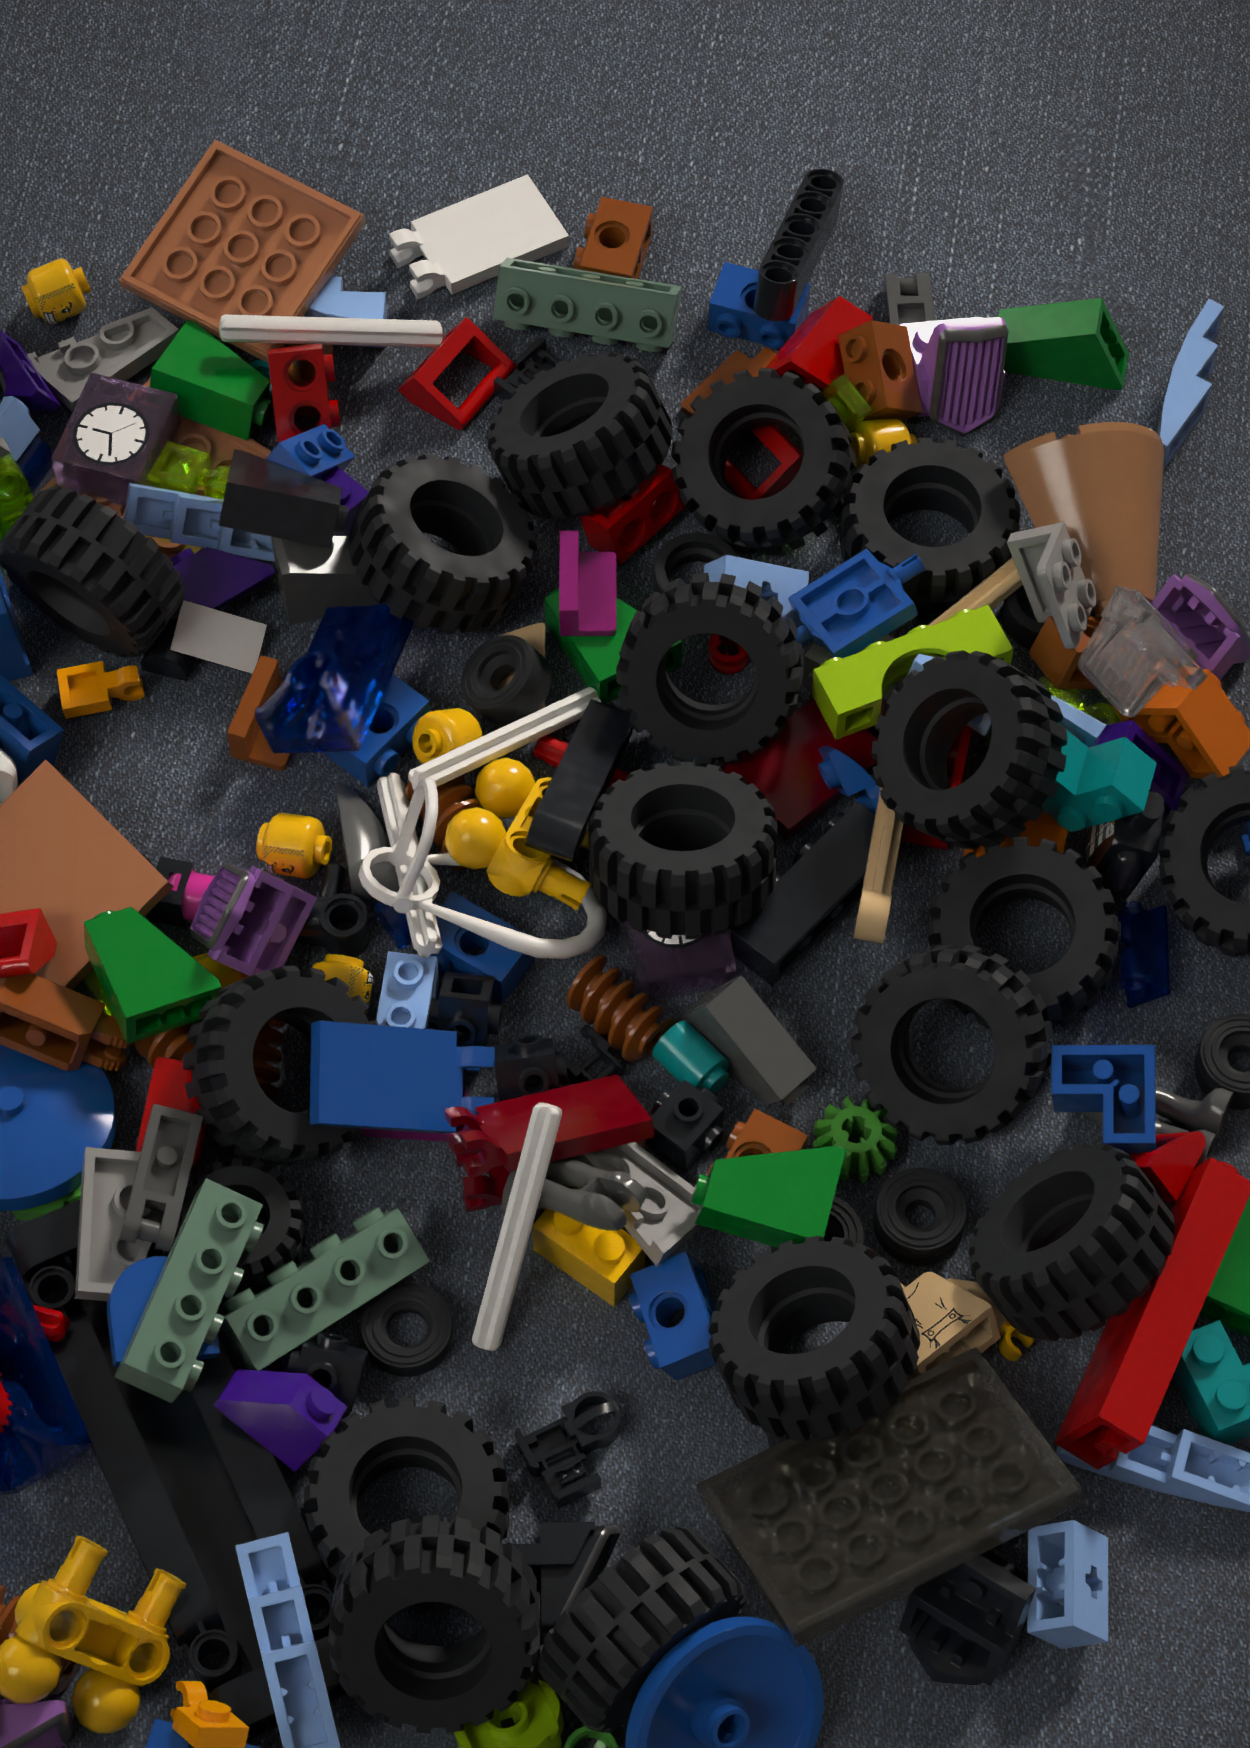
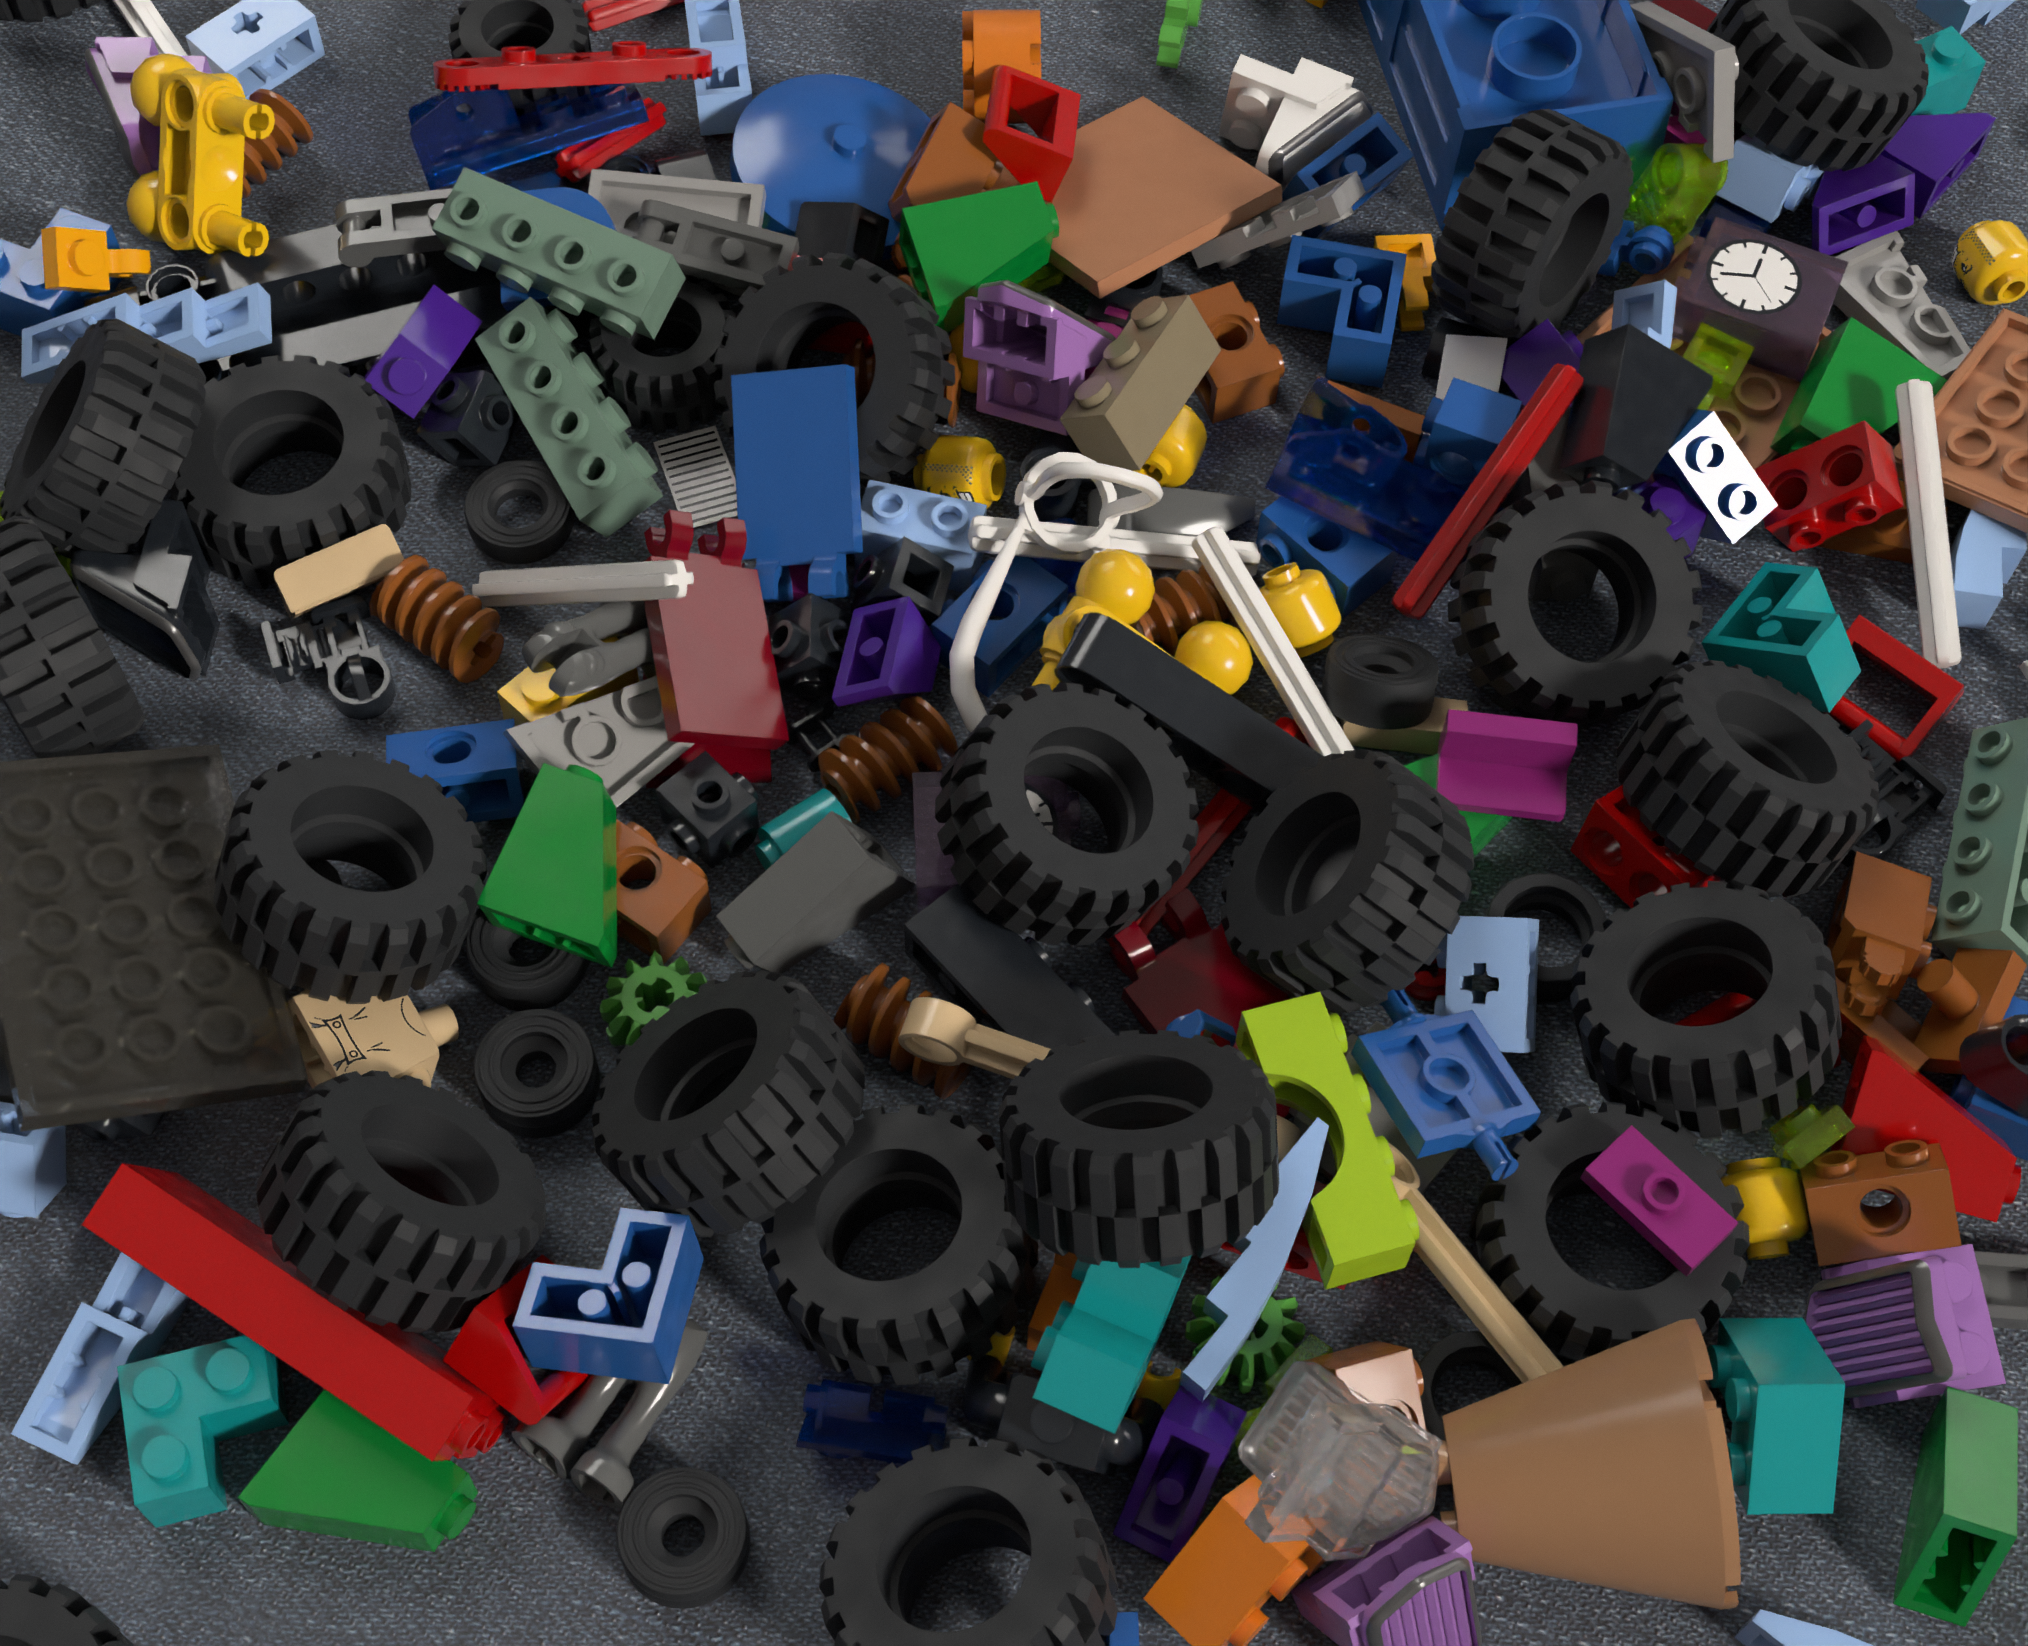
camera: 95 degrees right, 0 degrees up
(82, 741) = (1277, 225): none -> light grey wing
(115, 1101) = (842, 230): none -> black panel
(135, 1443) = (404, 222): none -> dark grey plate
(146, 710) = (1347, 294): none -> blue brick
(180, 833) = (1247, 368): none -> dark orange brick
(268, 842) = (1141, 382): none -> dark tan brick
(285, 620) = (1464, 430): none -> blue brick
(341, 1201) = (699, 475): none -> white sticker
(354, 594) = (1488, 491): none -> red axle
(450, 427) = (1789, 632): none -> teal brick
(522, 1465) = (337, 570): none -> tan slope
(527, 1361) = (439, 618): none -> dark orange piece
(546, 1007) = (886, 655): none -> dark purple slope
(683, 368) = (1879, 931): none -> dark orange hinge
(722, 325) = (1965, 999): none -> dark orange tile
(840, 971) = (878, 1015): none -> dark orange piece
(920, 479) = (1659, 1200): none -> magenta plate
(1017, 418) = (1783, 1414): none -> teal brick
(1054, 579) = (1444, 1351): light grey bracket -> none

